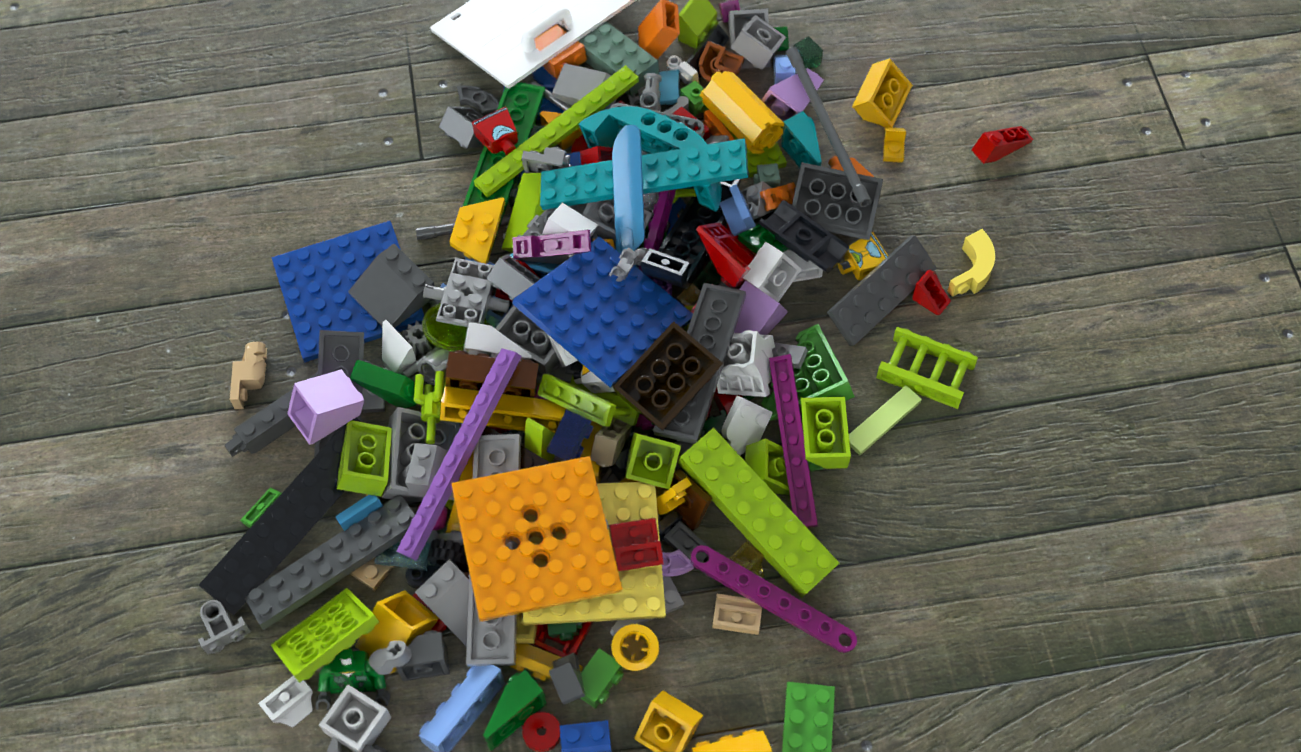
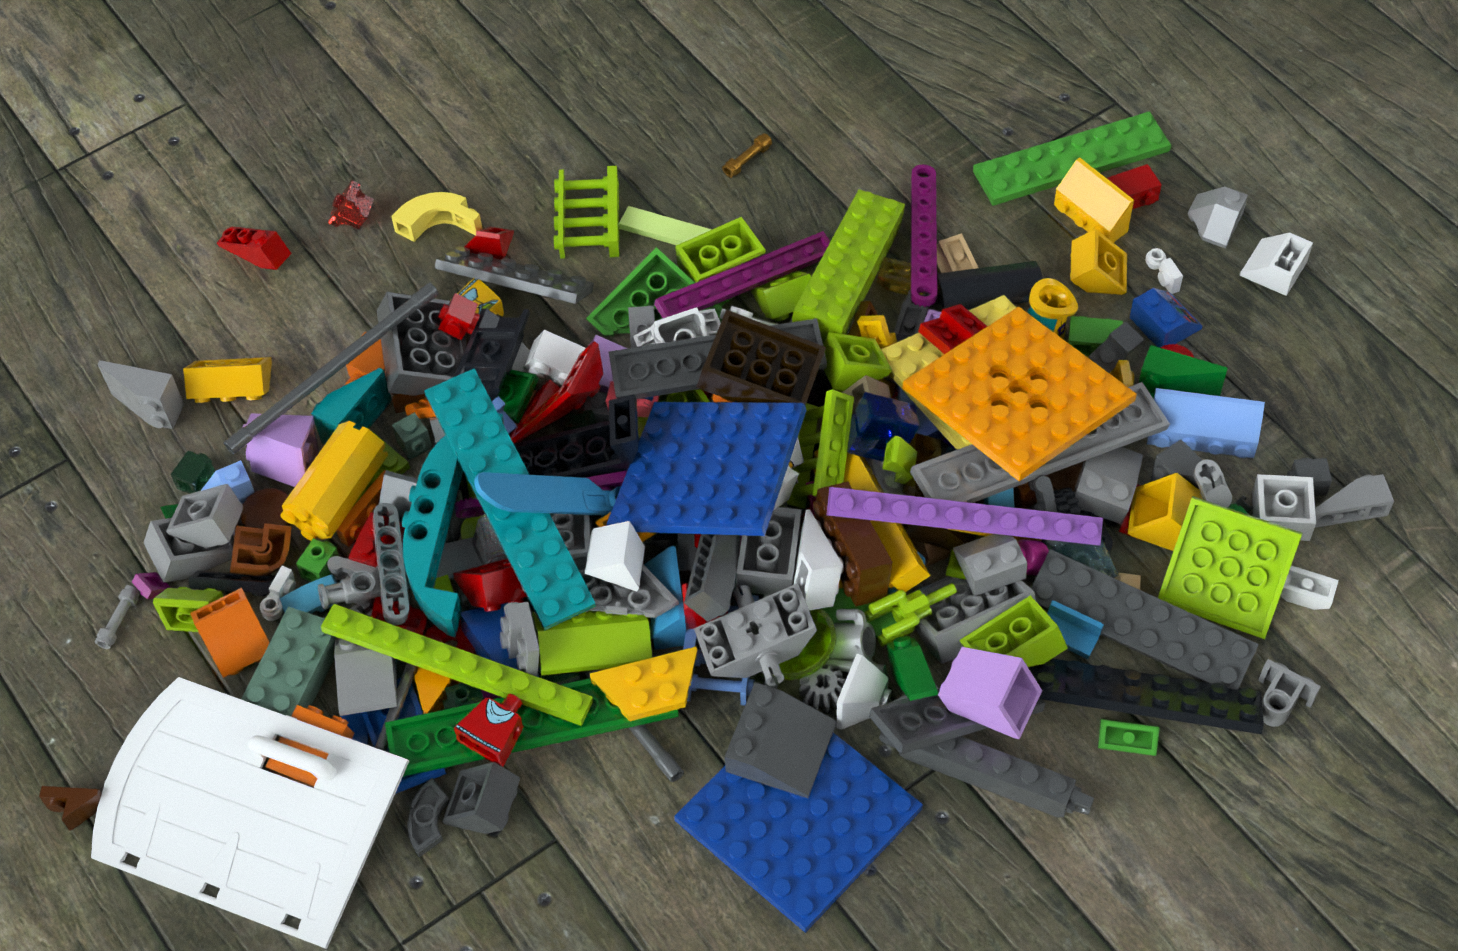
camera: 115 degrees left, 5 degrees down
(248, 373) = (981, 851): tan plate -> none
(552, 244) = (647, 552): slope -> none
(628, 259) = (610, 475): light grey bar -> none
(689, 621) = (985, 284): none -> black brick
(757, 82) = (264, 507): none -> reddish brown tile
(845, 225) = (458, 316): none -> red brick
(886, 37) = (145, 392): none -> light grey slope
(894, 144) = (291, 347): yellow slope -> none
(944, 528) = (733, 166): none -> pearl gold bar
(1008, 209) = (350, 207): none -> clear red brick

